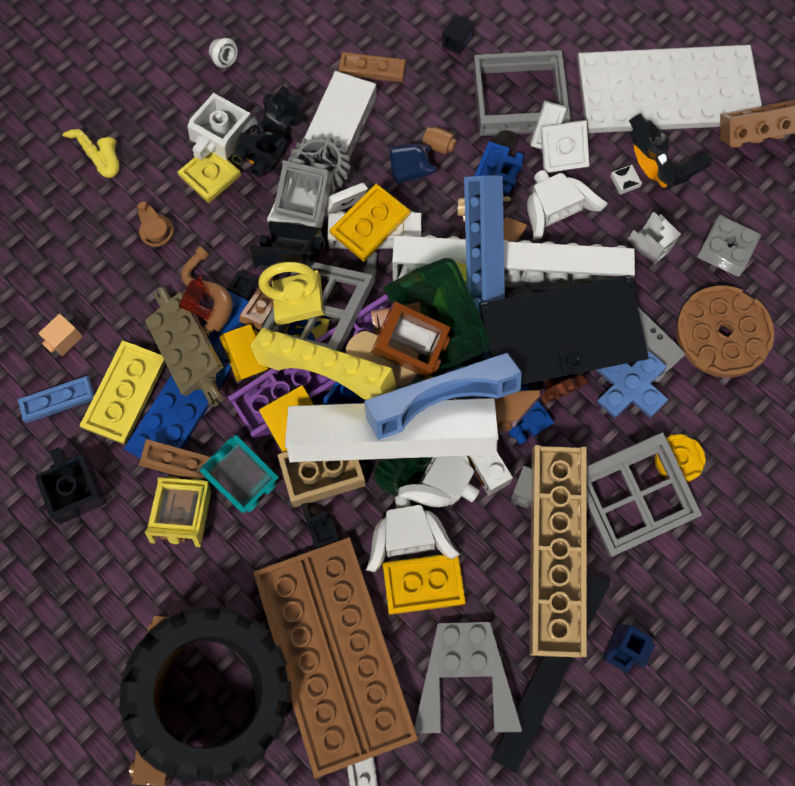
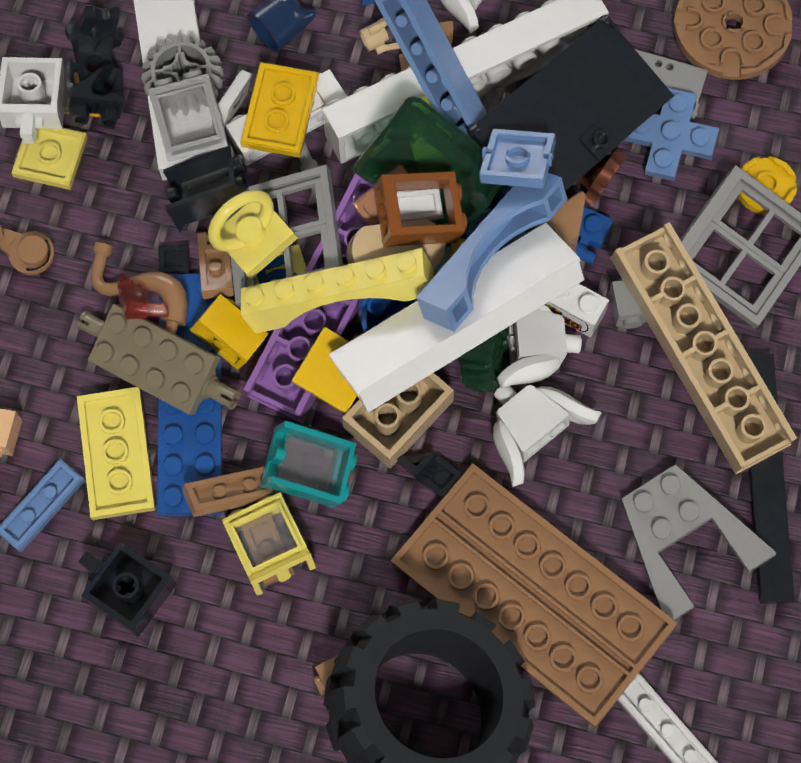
camera: 30 degrees left, 0 degrees up
(423, 584) = (580, 468): yellow tile -> none
(499, 342) = (517, 158): none -> medium blue plate

